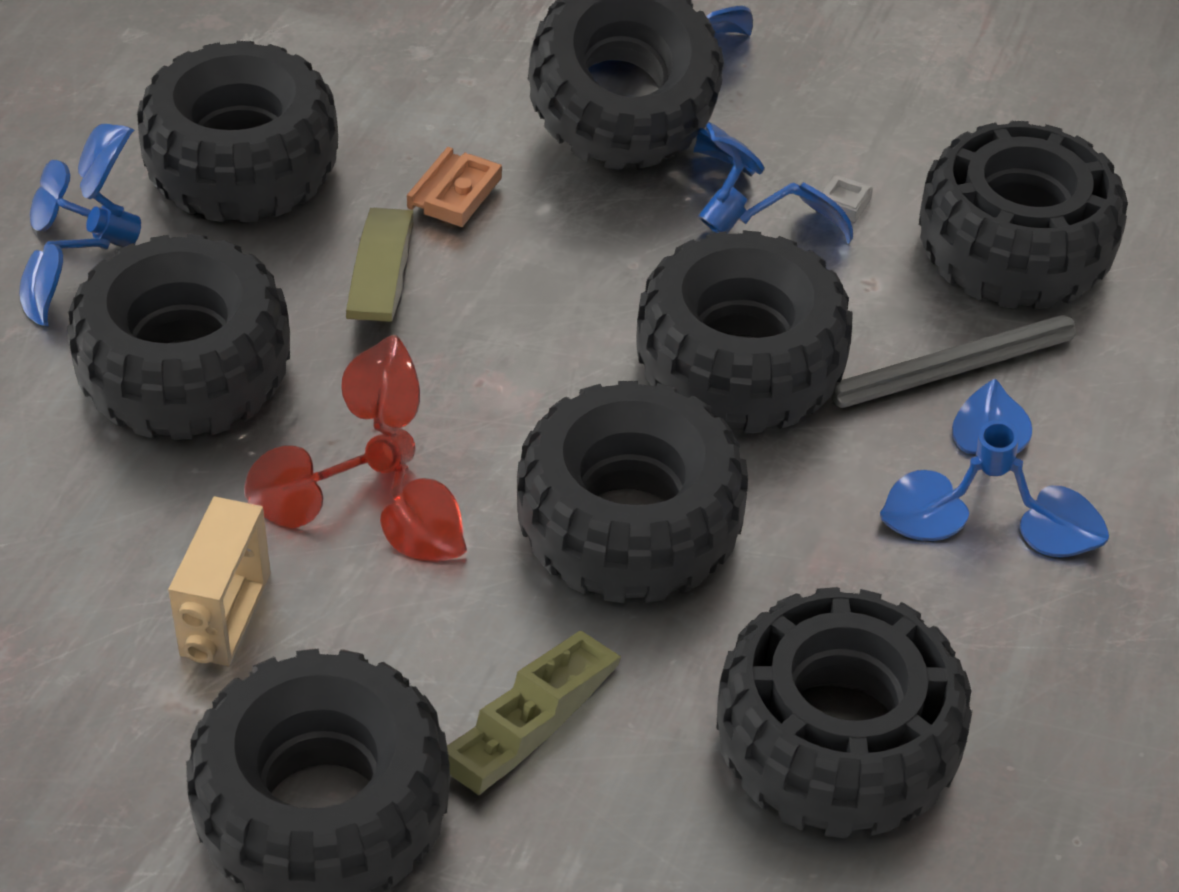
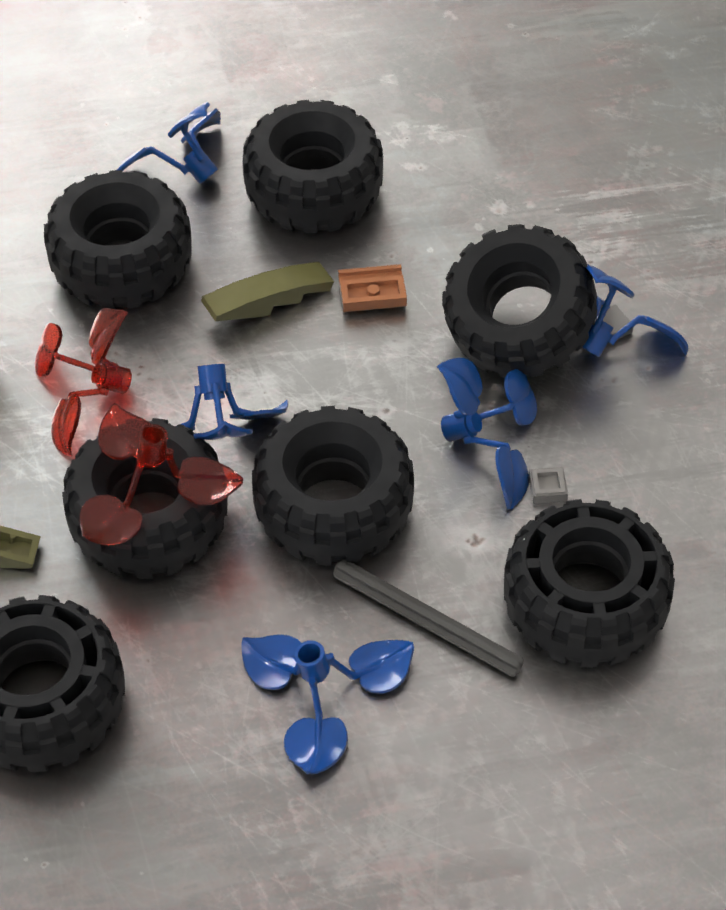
camera: 60 degrees right, 5 degrees up
(547, 344) = (214, 387): none -> blue plant
(664, 394) = (123, 434): none -> clear red plant

